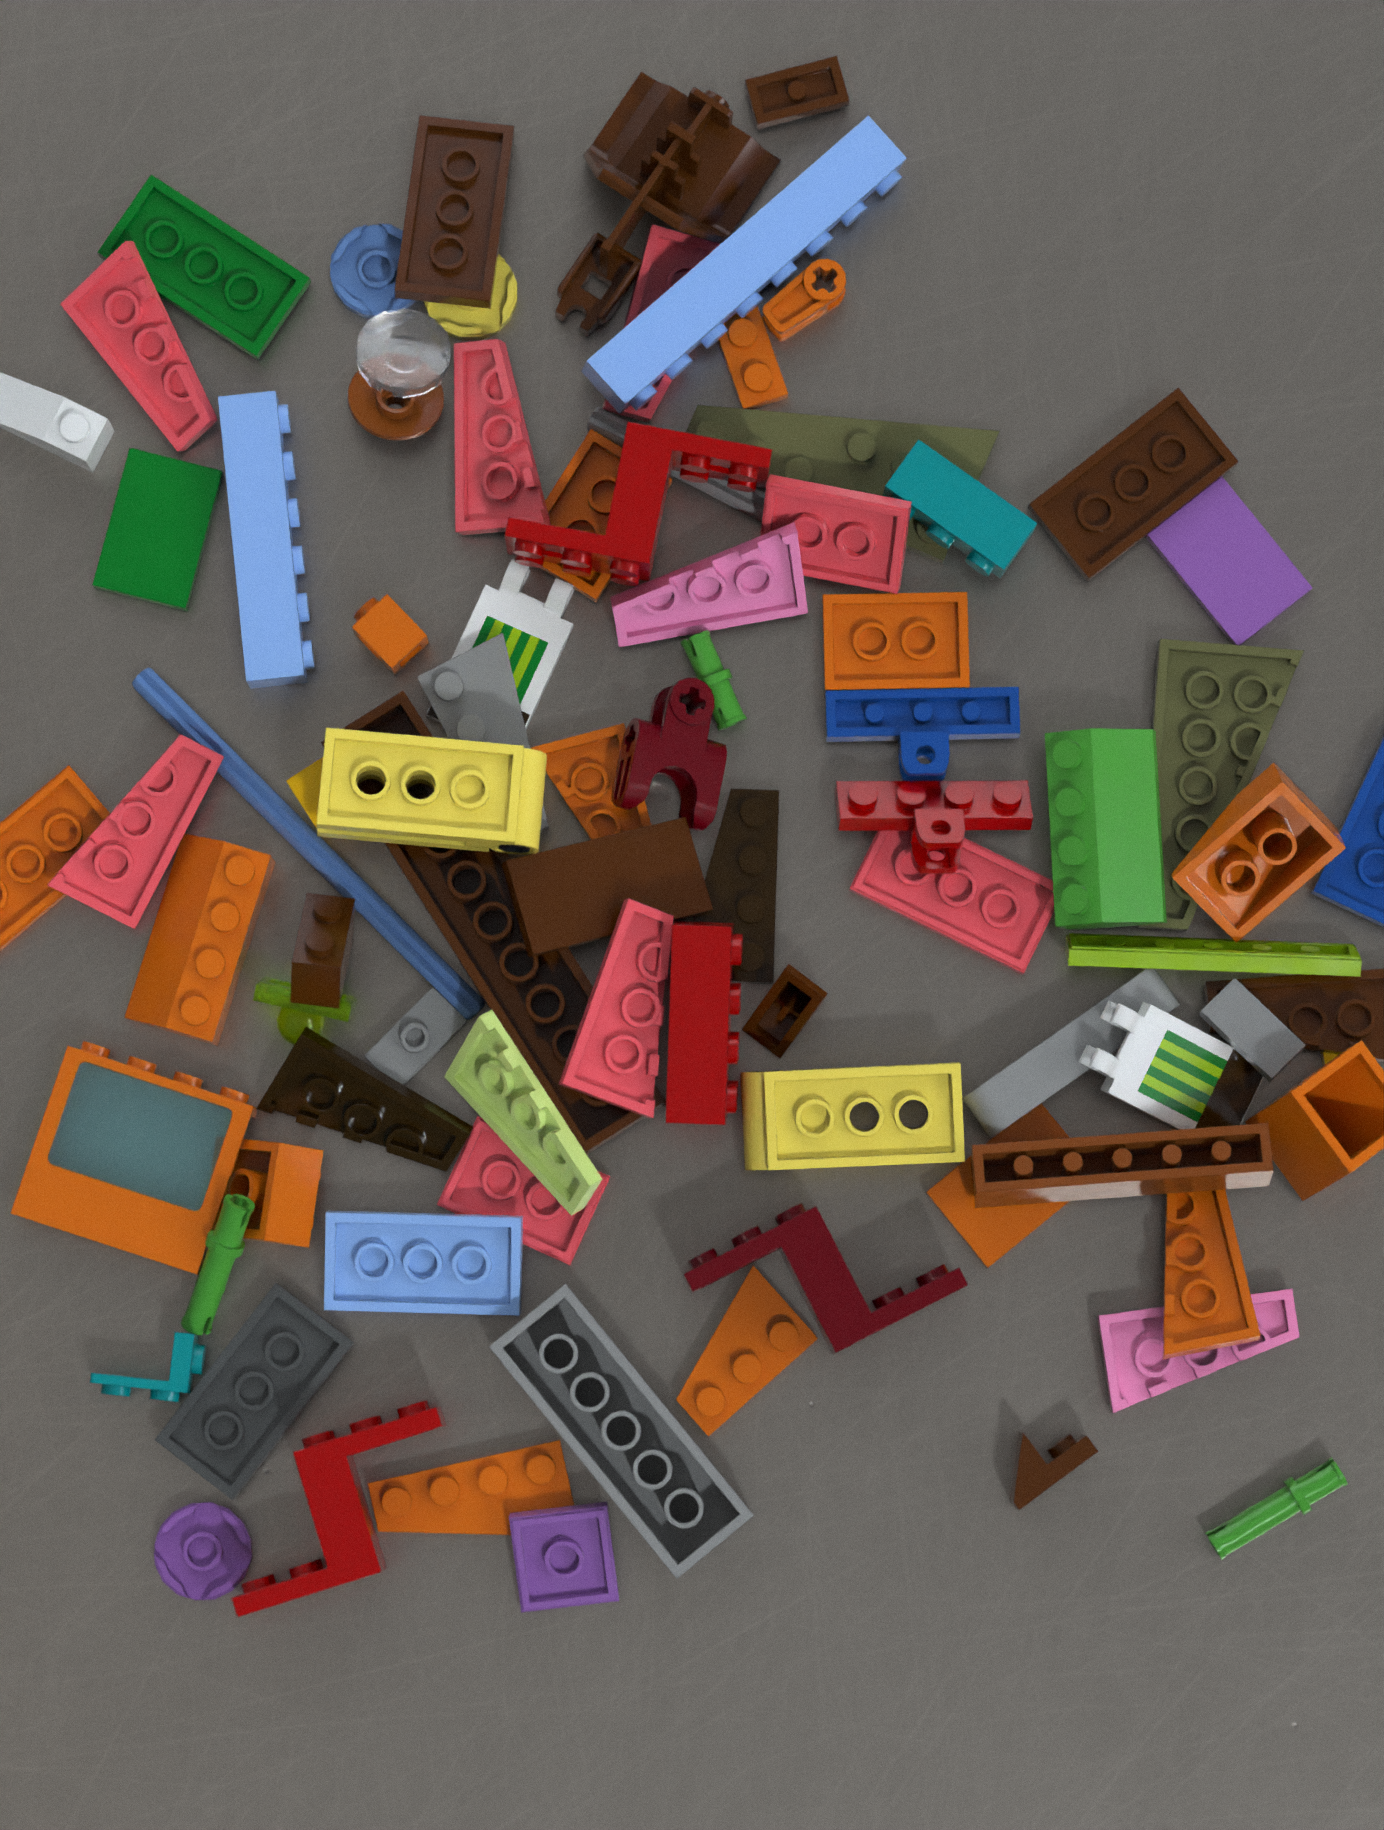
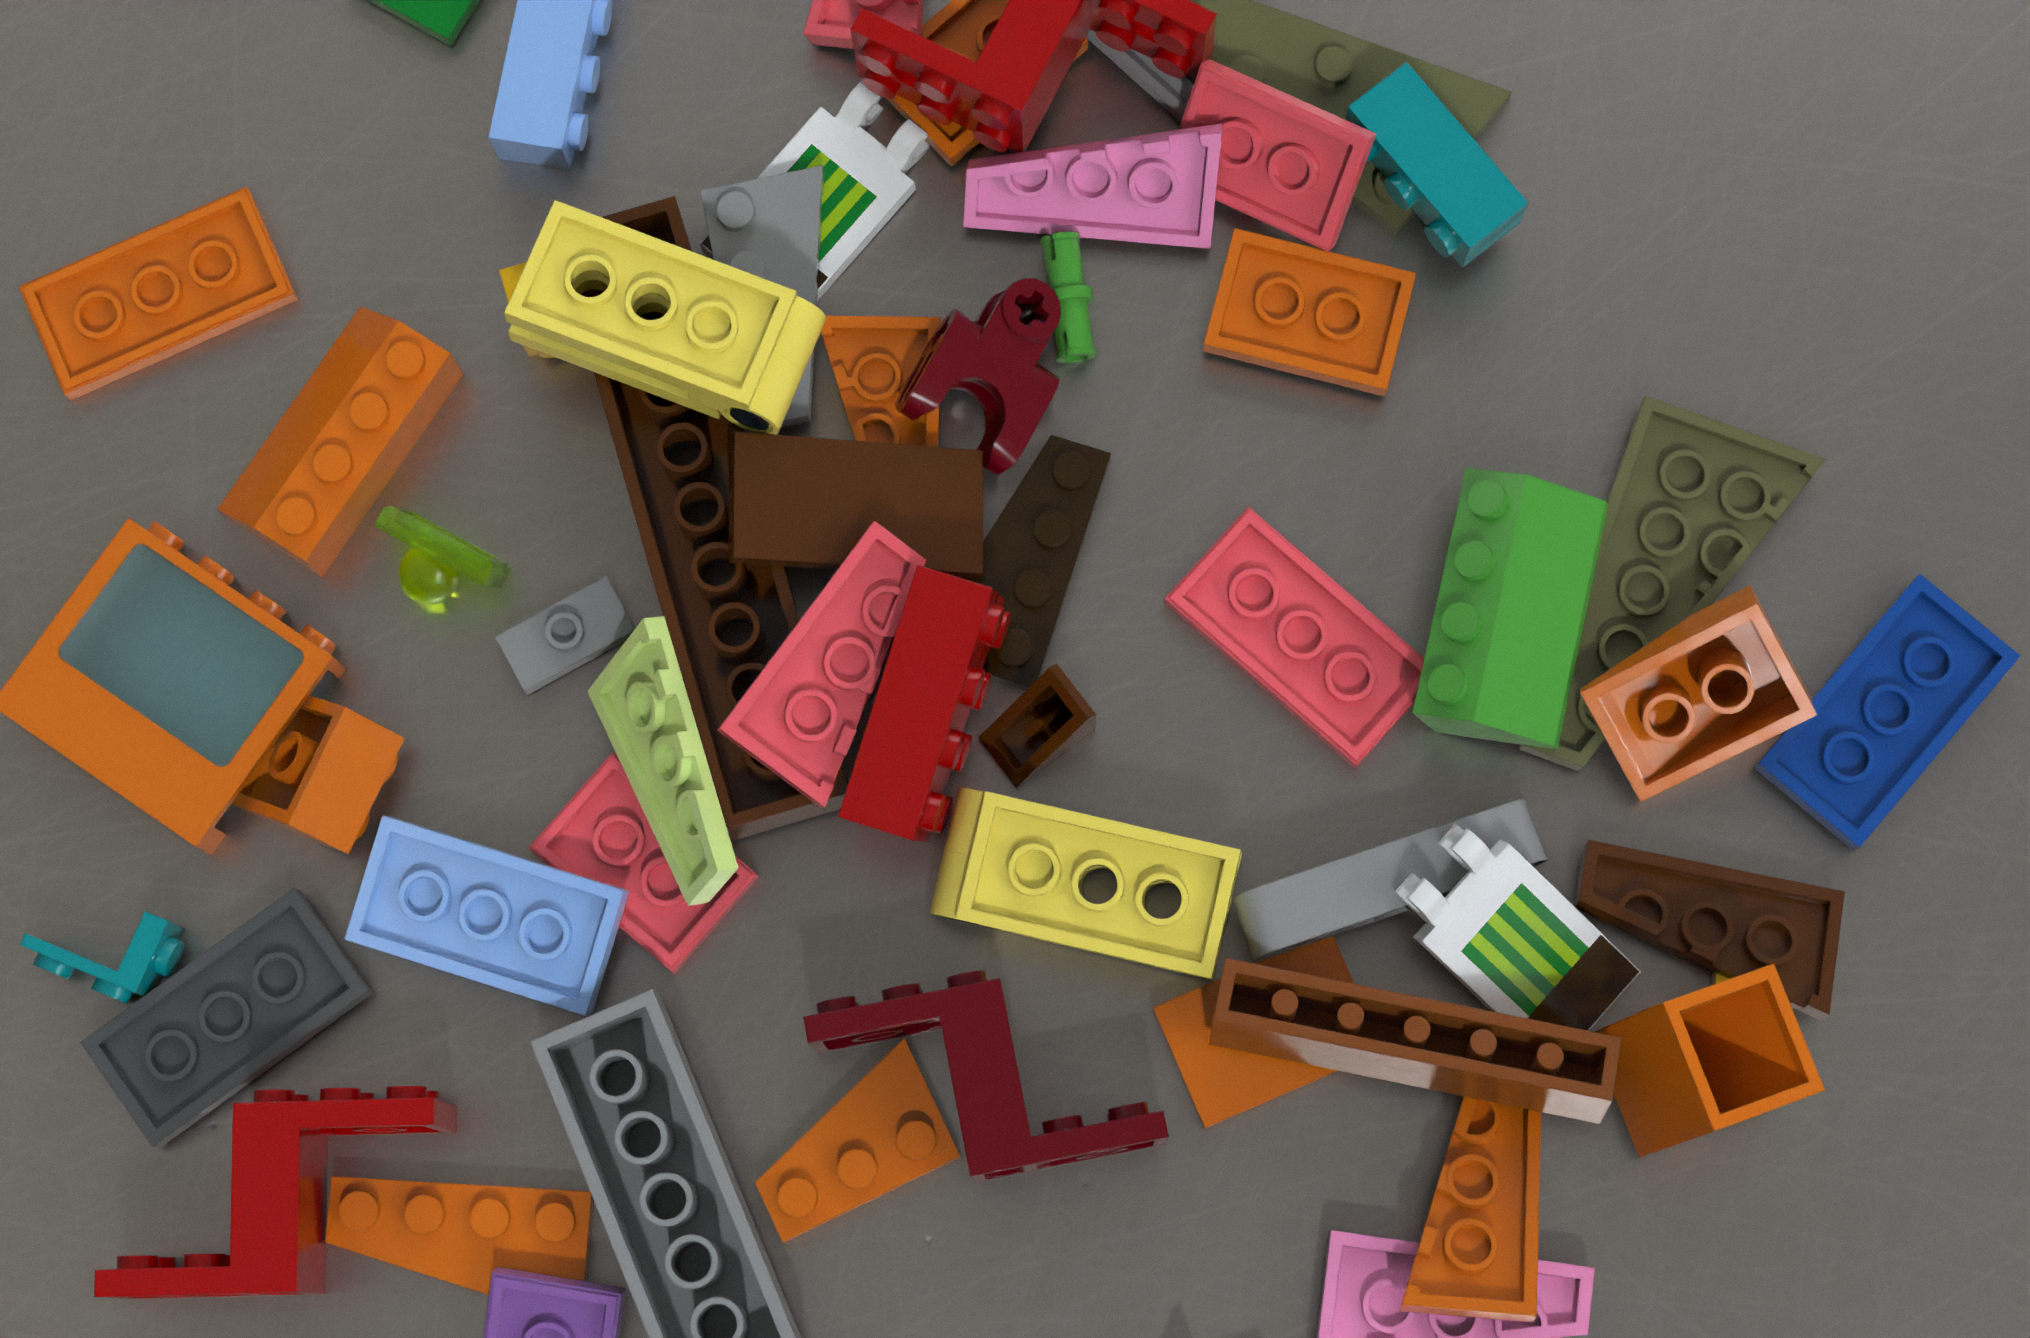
camera: 25 degrees right, 5 degrees down
(136, 841) = (293, 300): coral wing -> none
(203, 1551) = (99, 1203): medium lavender tile -> none
(224, 1246) = (238, 821): bright green pin -> none
(310, 846) = (508, 360): medium blue axle -> none
(322, 950) = (478, 488): reddish brown brick -> none
(345, 1094) = (457, 678): dark brown wing -> none
(389, 633) = (685, 133): orange brick -> none
(922, 721) = (1315, 419): blue plate -> none
(933, 813) = (1297, 532): red plate -> none
(1132, 484) = (1662, 200): reddish brown plate -> none
(1212, 954) = (1607, 808): lime tile -> none
(1228, 562) = (1758, 328): medium lavender tile -> none
(1252, 1029) = (1632, 916): light grey tile -> none

